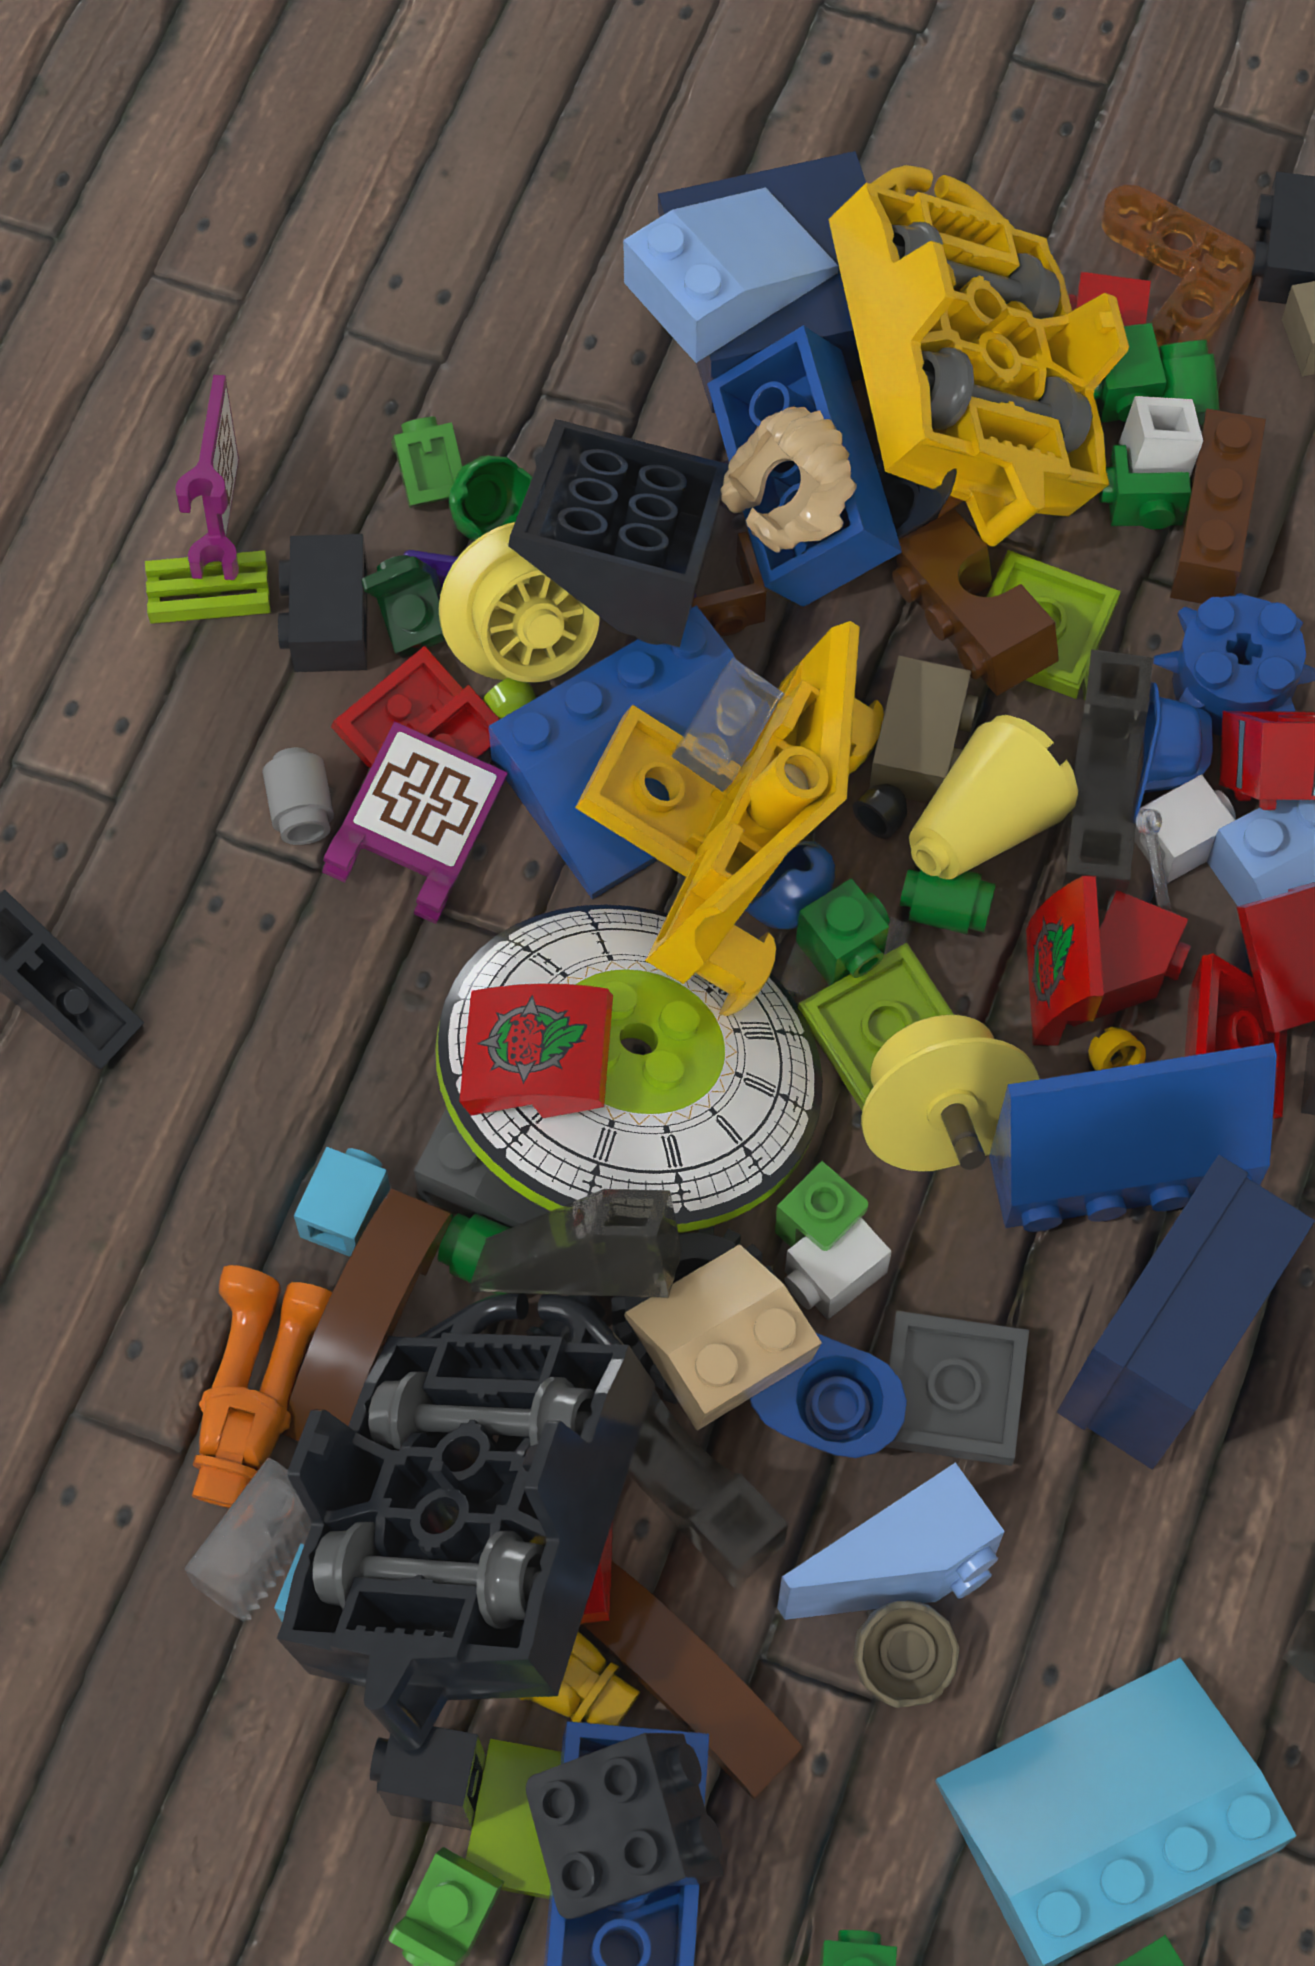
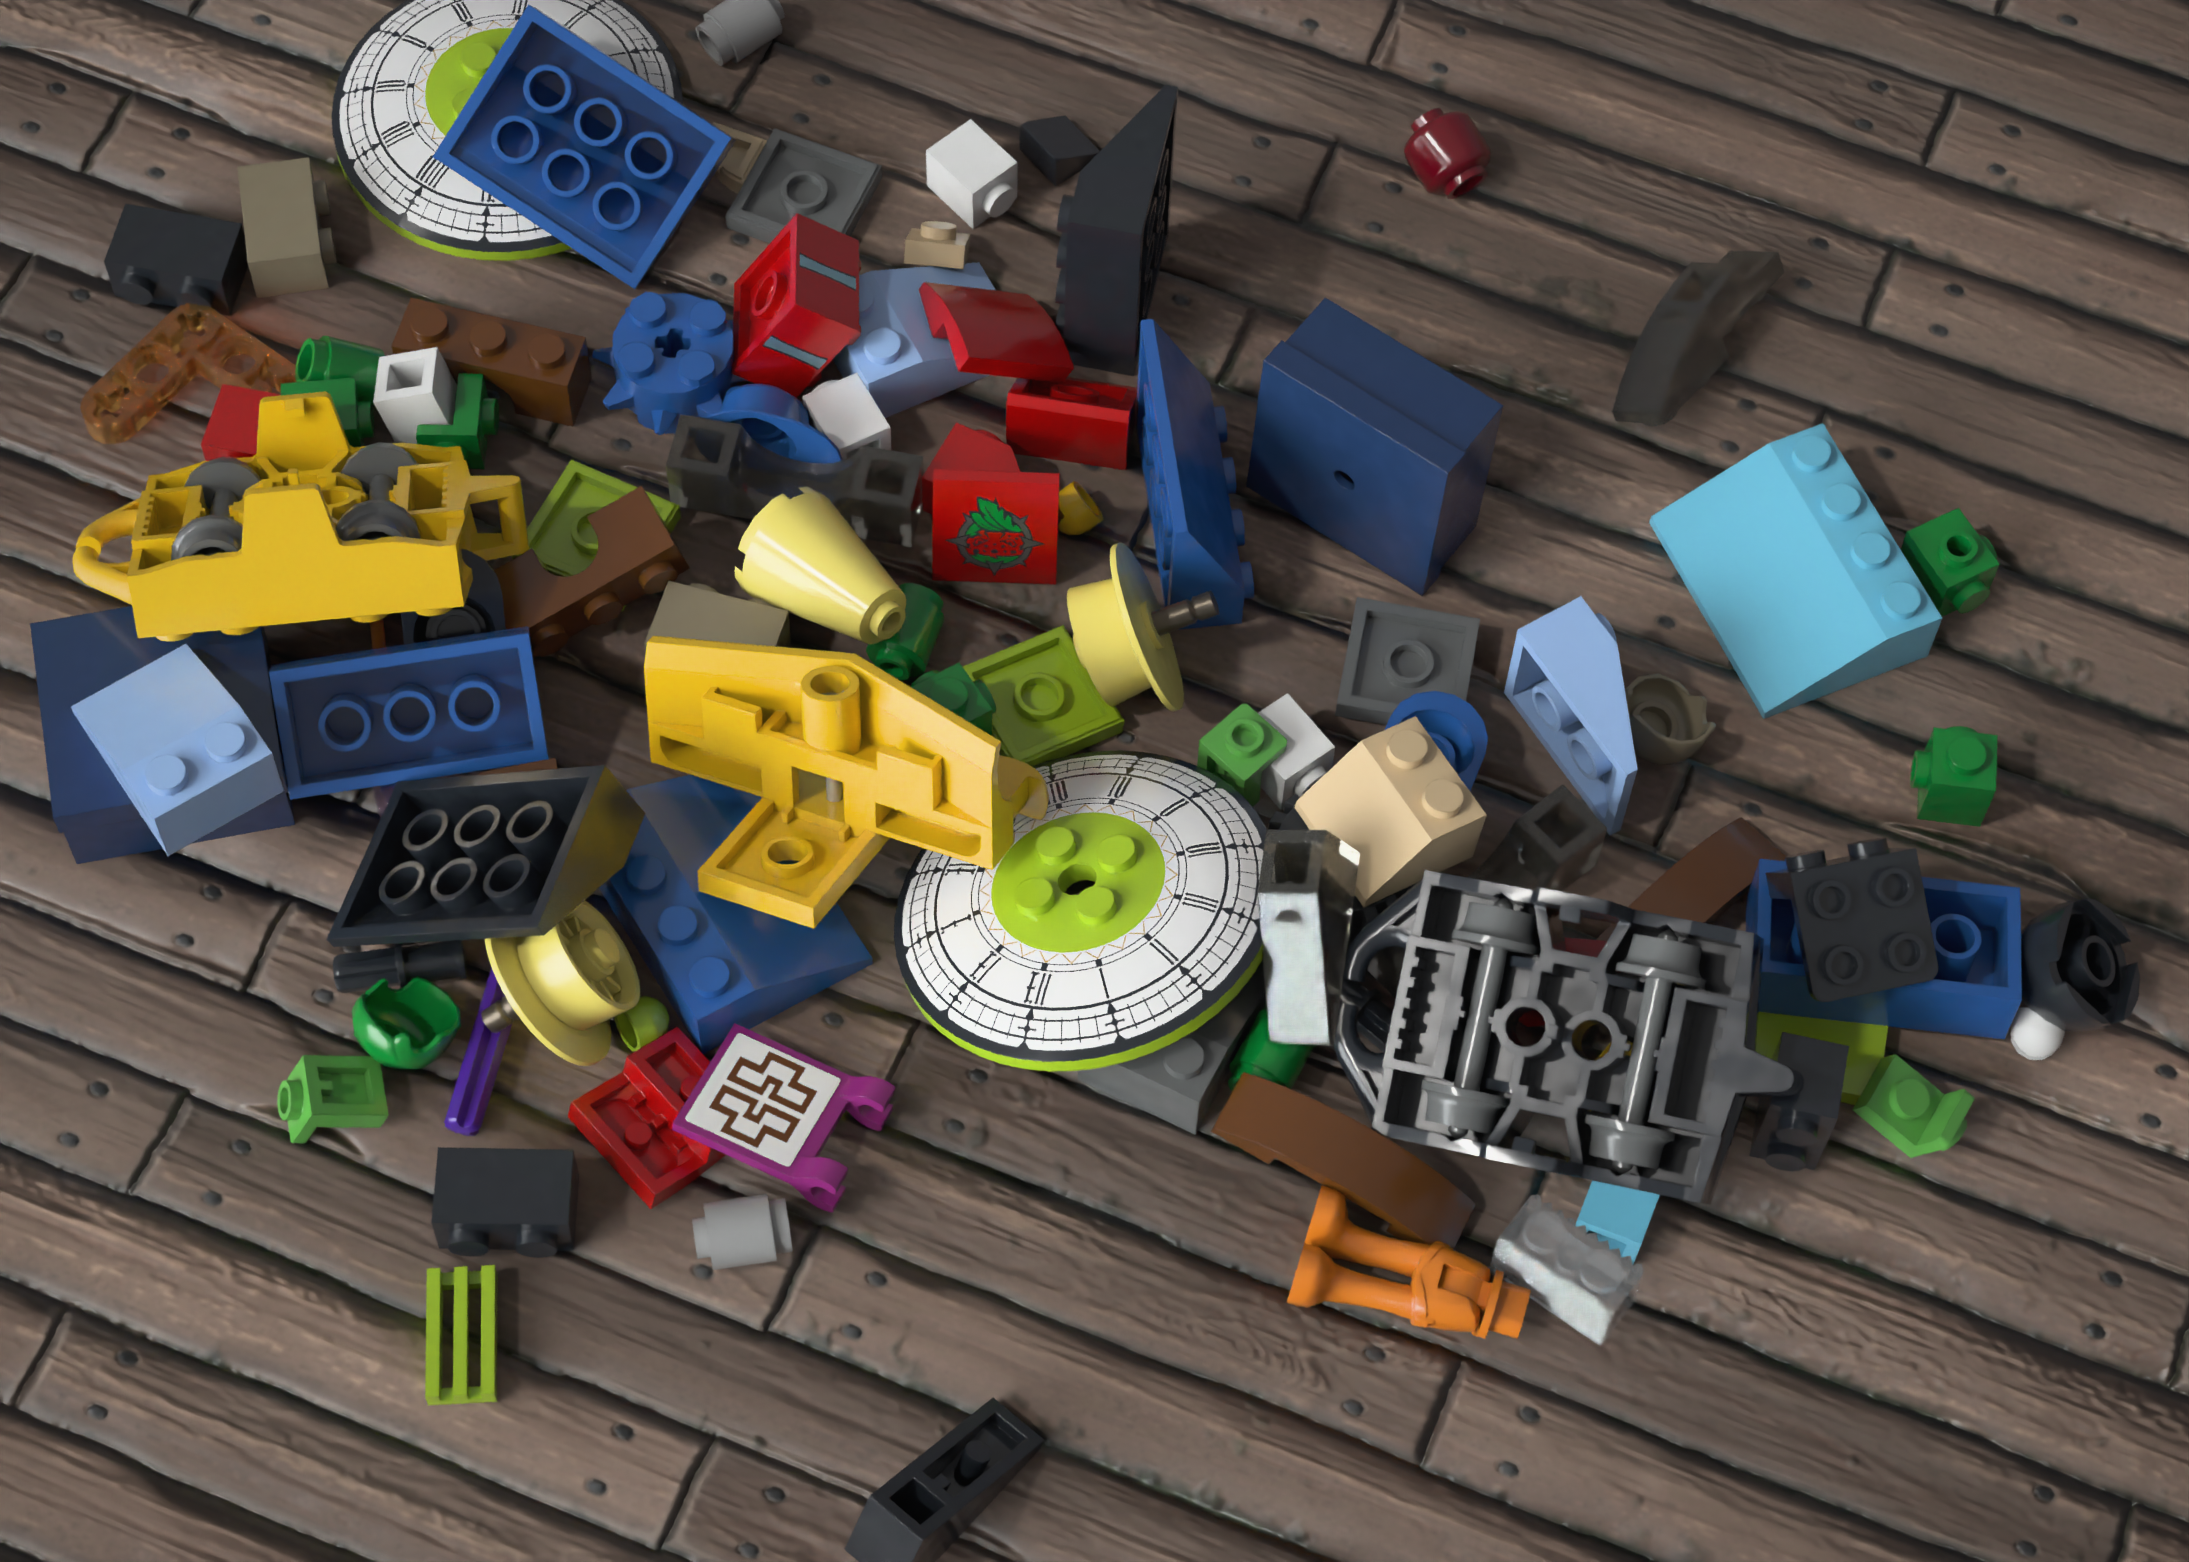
camera: 90 degrees left, 5 degrees down
(214, 480) = (357, 1291): magenta flag -> none
(341, 1199) = (1211, 1189): medium azure brick -> none
(408, 601) = (522, 1111): dark green bracket -> none
(537, 1048) = (1103, 951): red slope -> none
(727, 724) = (722, 789): clear plate -> none
(824, 478) = (436, 662): tan piece -> none
(1149, 823) = (862, 438): clear hinge -> none

